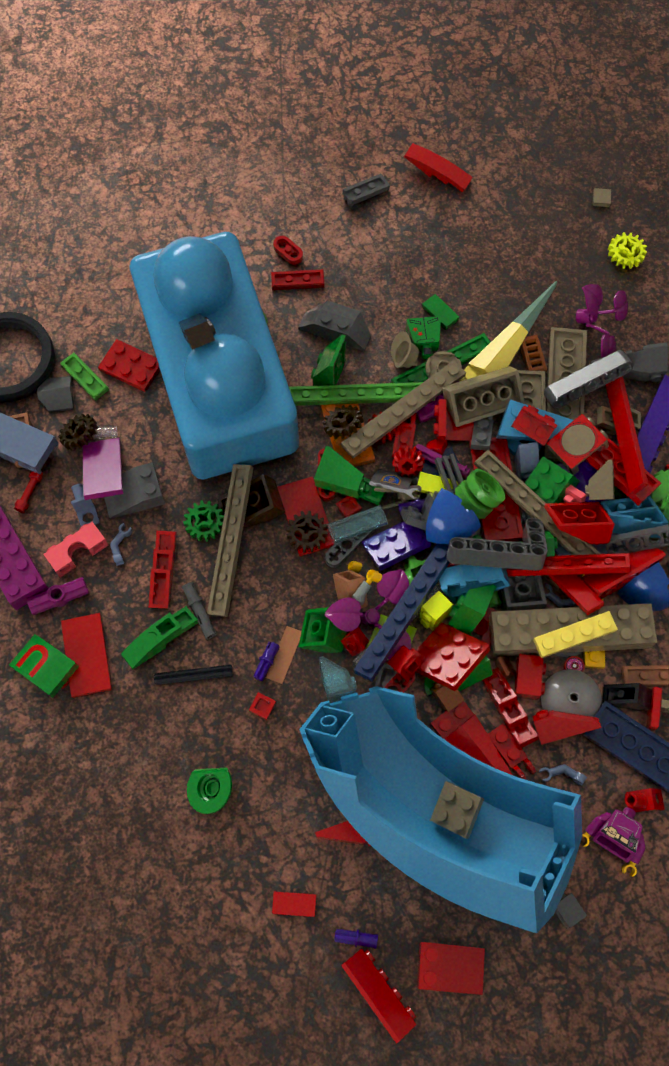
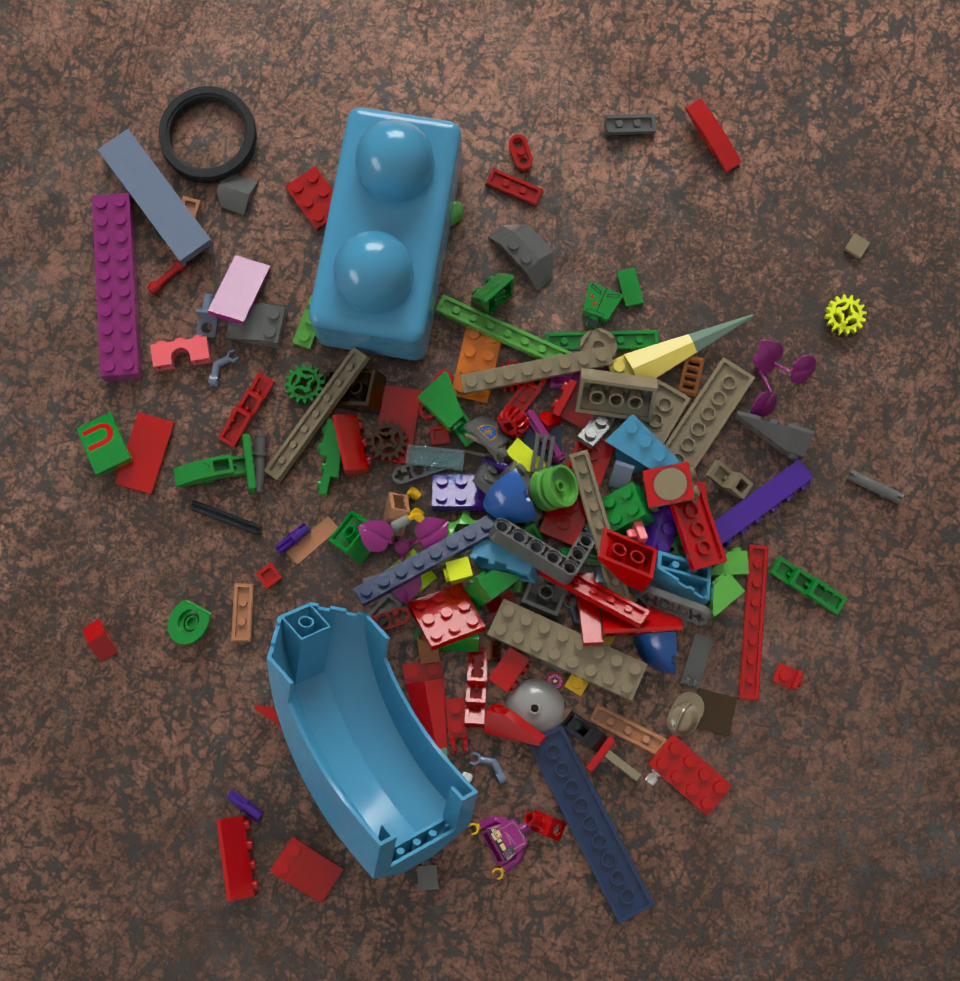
camera: 30 degrees right, 10 degrees up
(45, 600) = (134, 387): magenta piece -> none
(78, 431) = (235, 242): dark brown gear -> none
(84, 376) = (269, 188): bright green tile -> none
(106, 432) = (261, 254): clear pin -> none
(130, 852) = (99, 640): none -> red slope
(180, 471) = (305, 333): none -> bright green hinge
(191, 613) = (248, 463): none -> green tile
(197, 330) = (365, 220): dark brown brick -> none
(255, 753) = (242, 612): none -> nougat tile
(261, 567) = (330, 451): none -> green slope
(275, 551) = (351, 444): none -> red slope
(294, 904) = (209, 752): red tile -> none
(336, 680) = (335, 591): clear light blue slope -> none
(343, 421) = (473, 355): dark brown gear -> none
(355, 641) = (376, 561): red bracket -> none
(404, 351) = (571, 313): dark tan piece -> none
(405, 662) = (404, 604): red window -> none
(457, 809) = (380, 748): dark tan plate -> none
(534, 424) = (638, 449): red bracket -> none
(551, 543) = (590, 564): green plate -> none
(575, 634) = (562, 656): light yellow plate -> none
(588, 379) = (721, 428): beam -> none
(602, 483) = (667, 536): dark tan slope -> none
(626, 436) = (724, 494): red tile -> none

